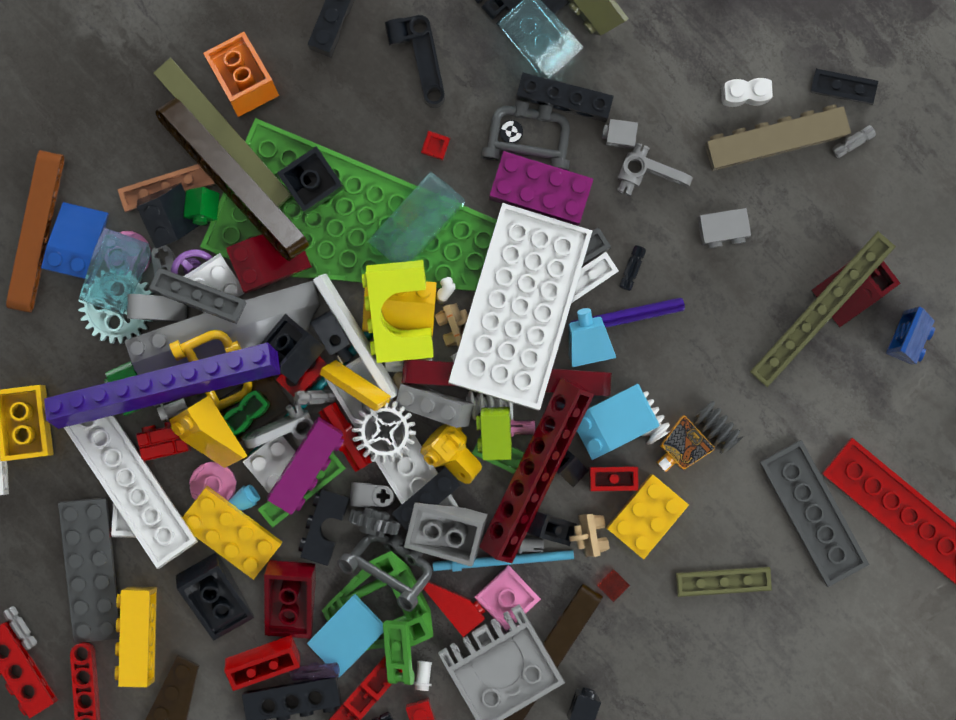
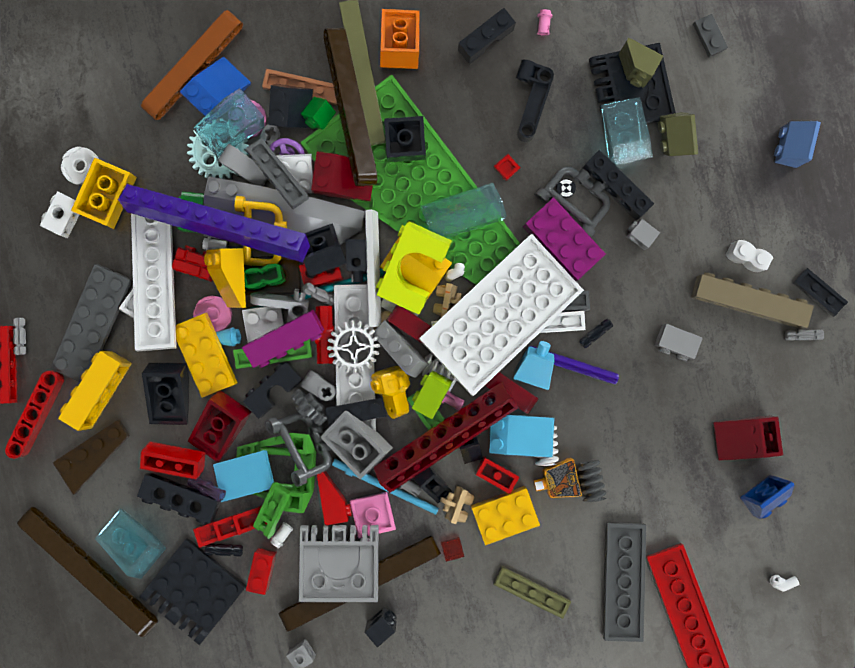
camera: 30 degrees right, 0 degrees up
(355, 385) = (352, 302): yellow tile -> none
(630, 179) = (630, 270): light grey piece -> none
(822, 308) = (717, 440): olive tile -> none

